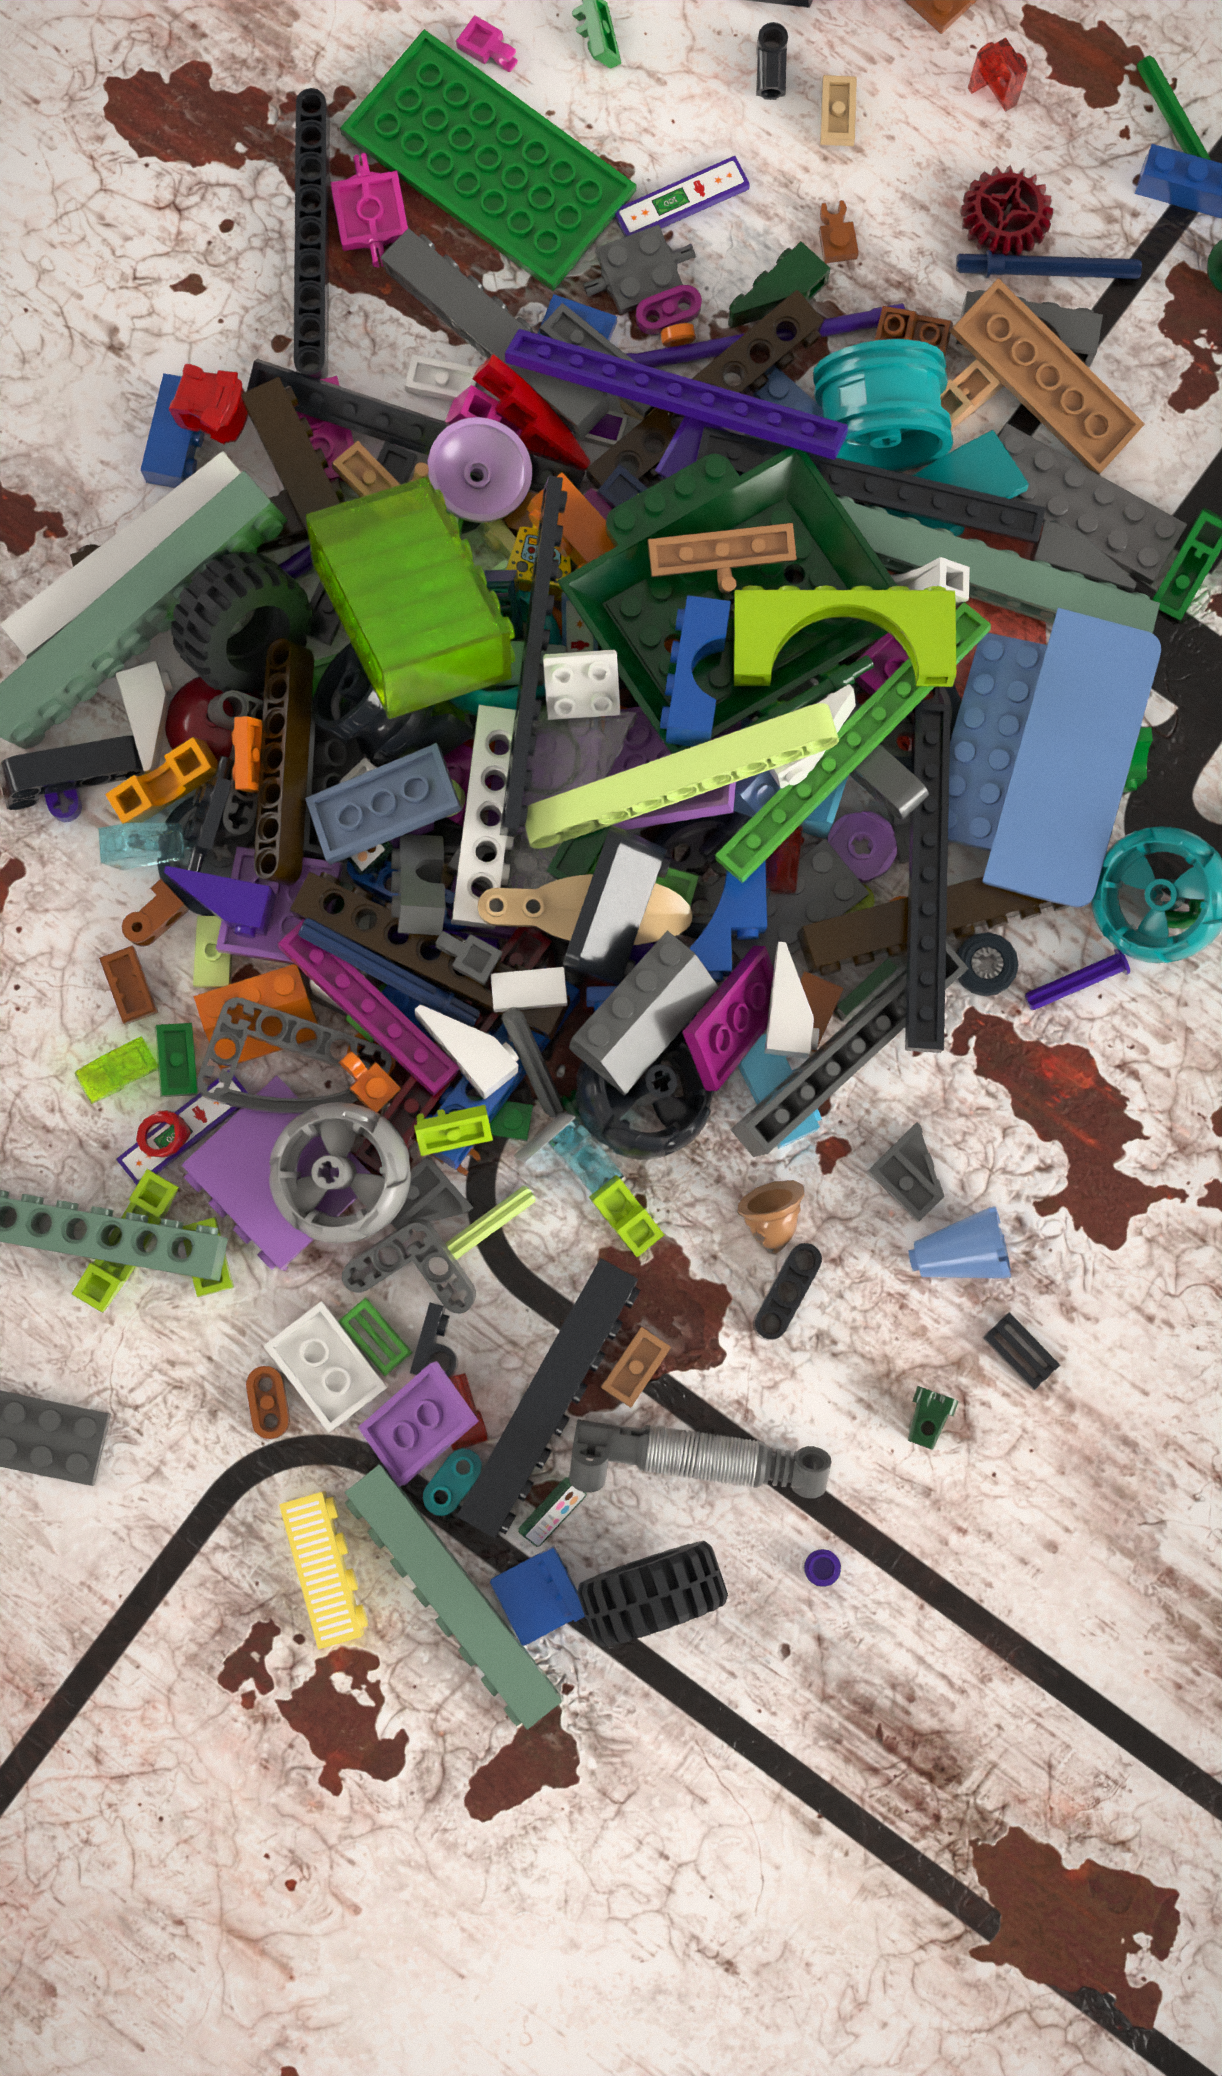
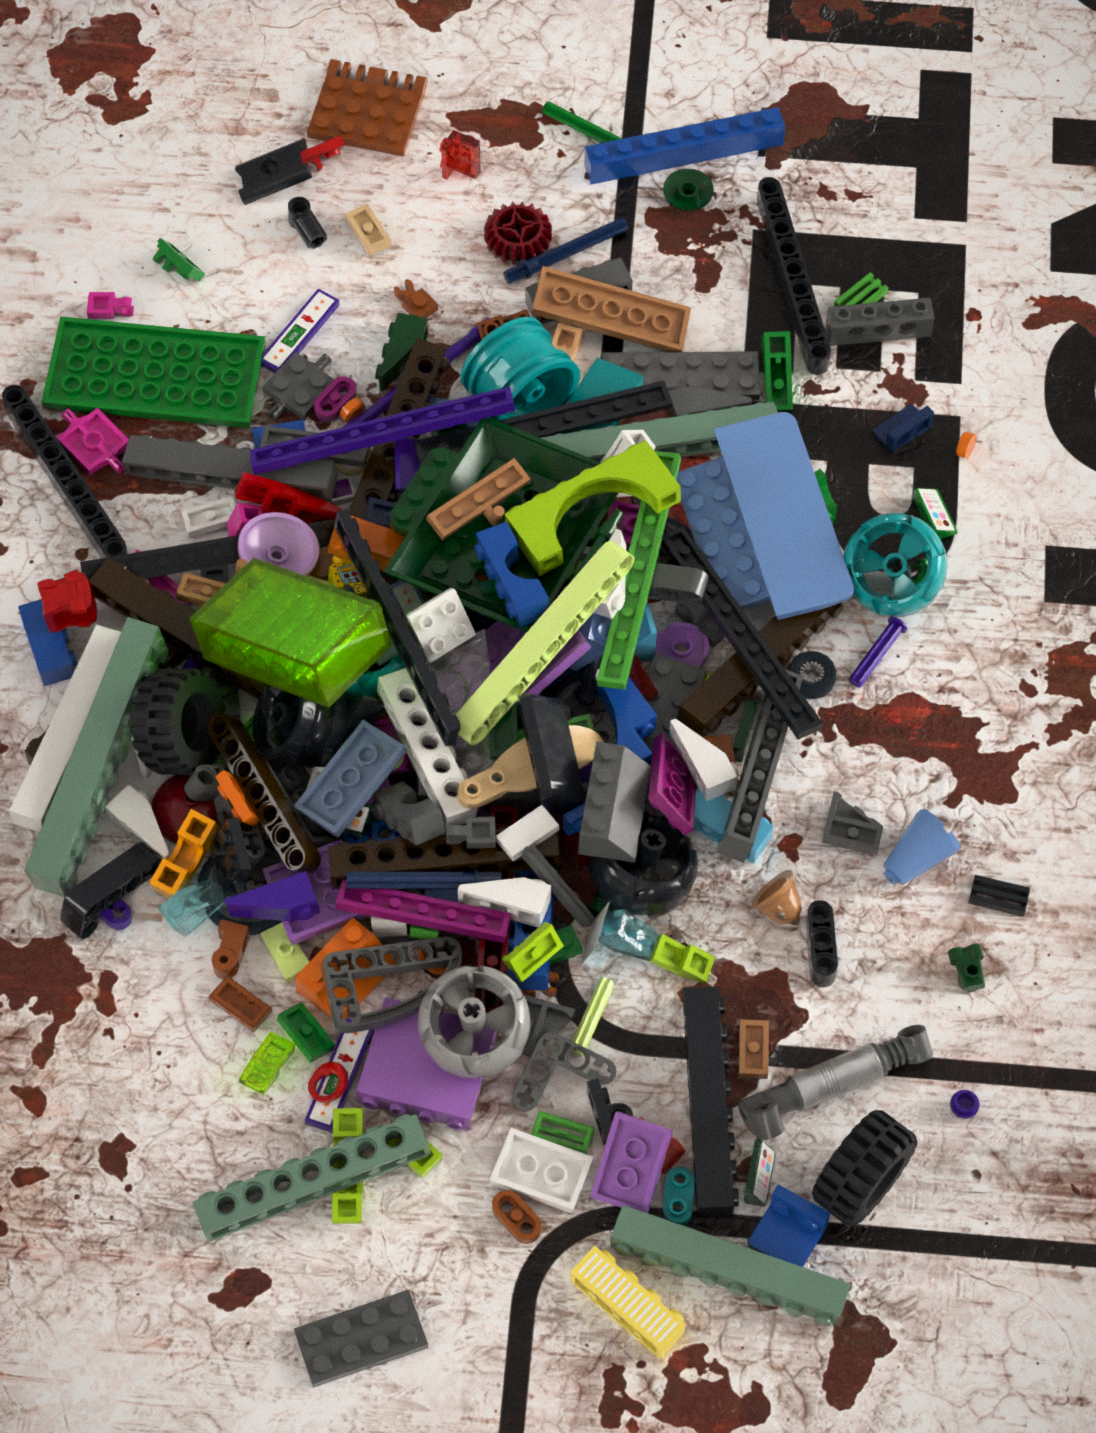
camera: 30 degrees left, 20 degrees down
(372, 1085) = (450, 959): orange plate -> none

